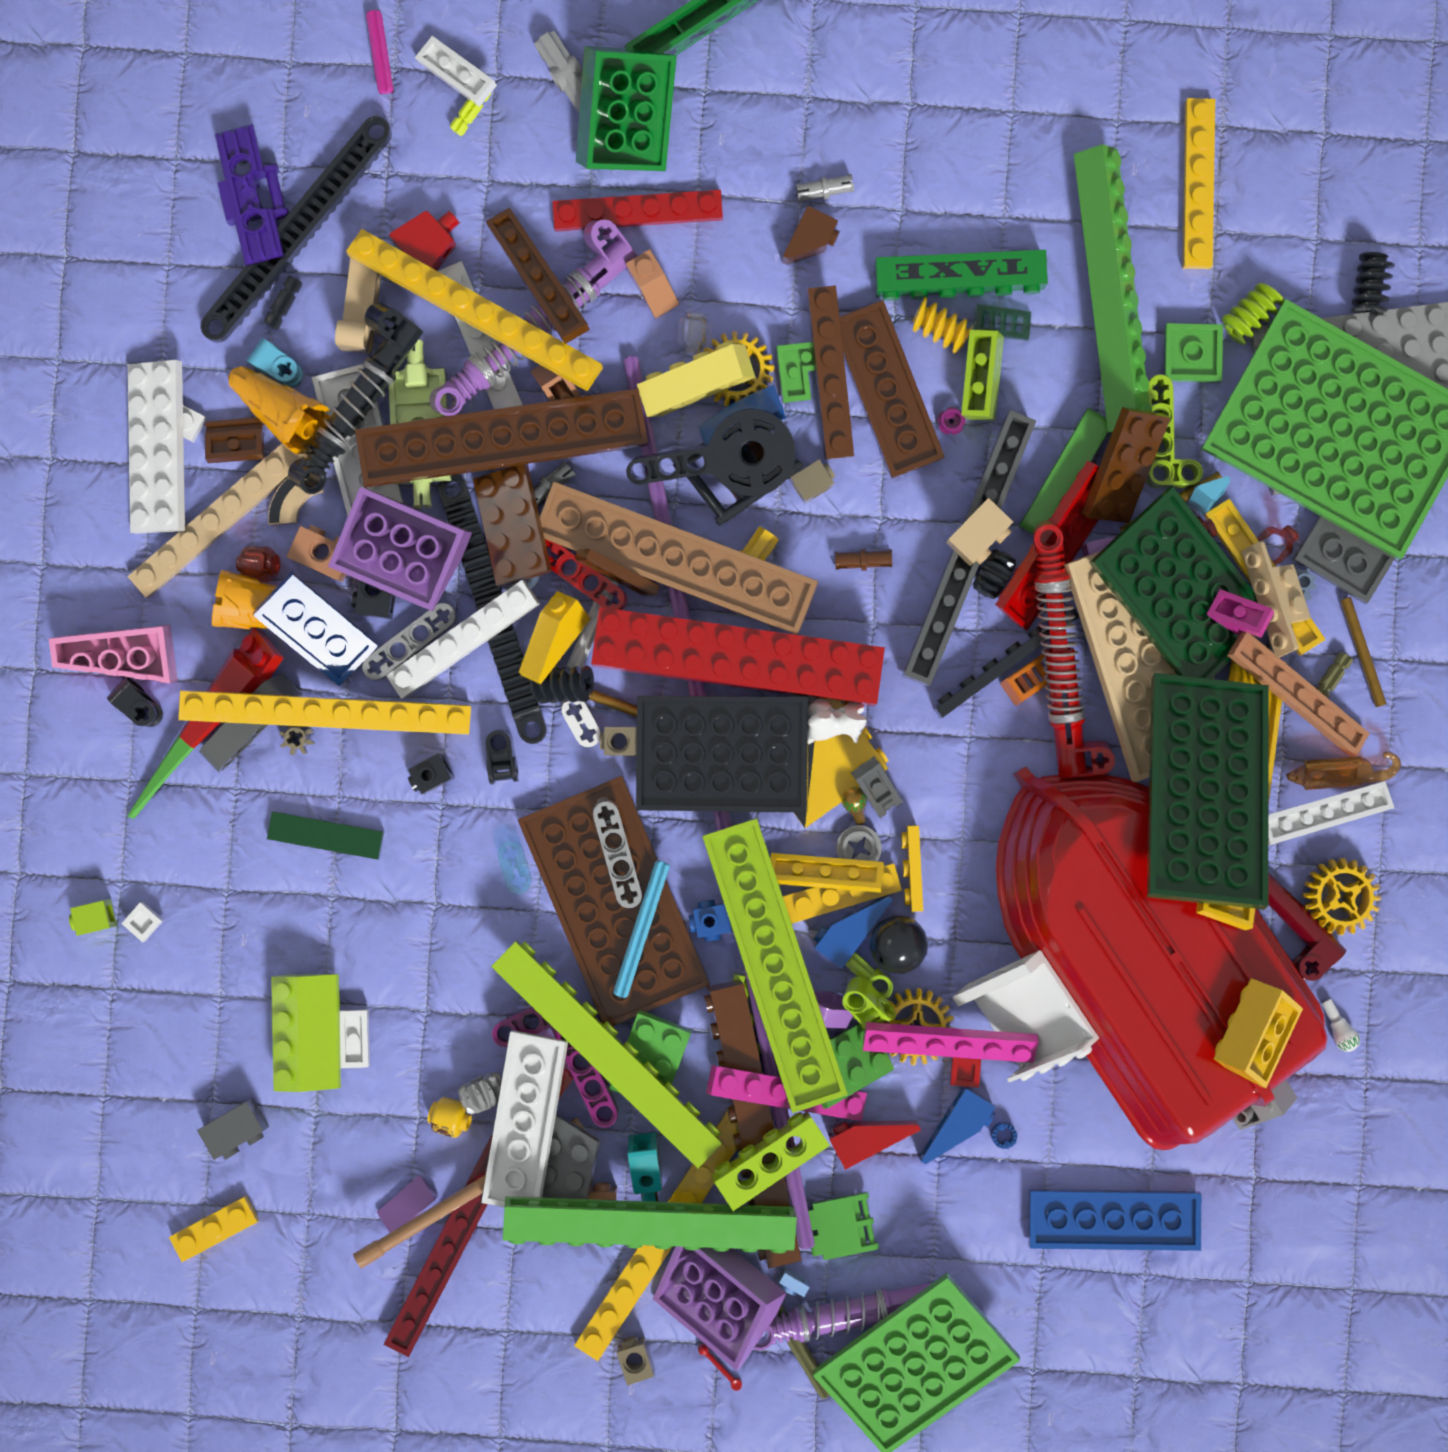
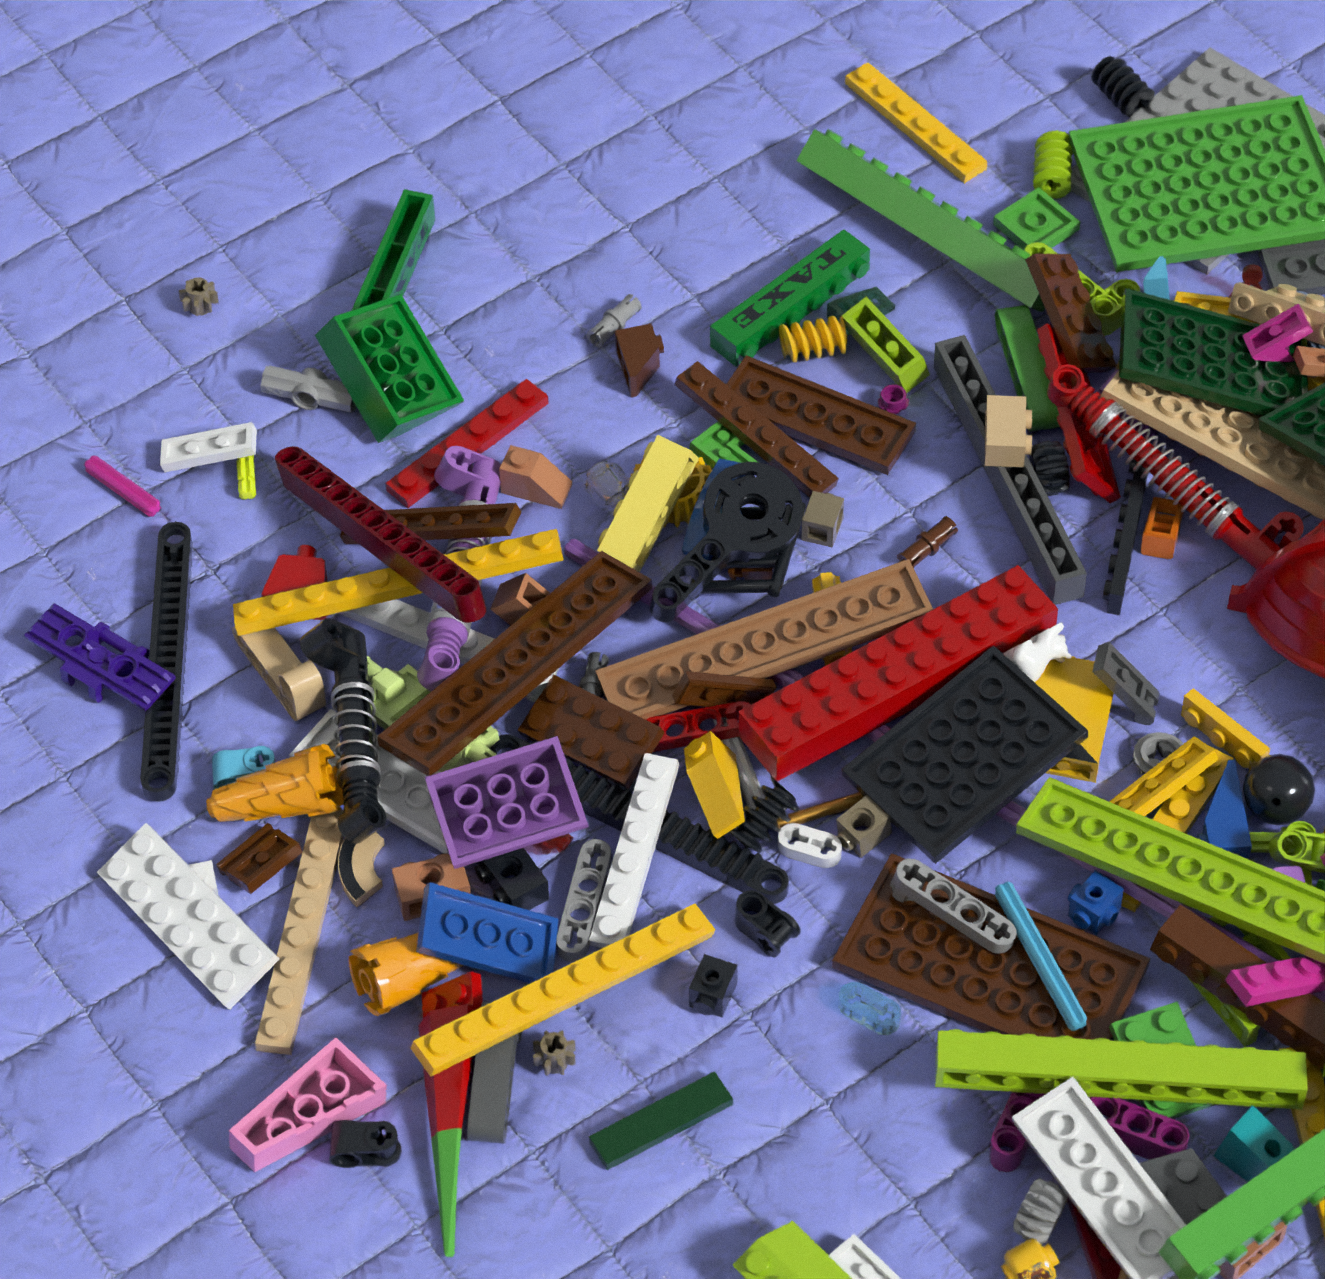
camera: 45 degrees left, 35 degrees down
(258, 563) = (376, 928): clear red head -> none
(283, 302) = (205, 723): black axle -> none
(487, 272) = (381, 534): none -> dark red beam
(854, 802) = (1119, 706): pearl gold piece -> none

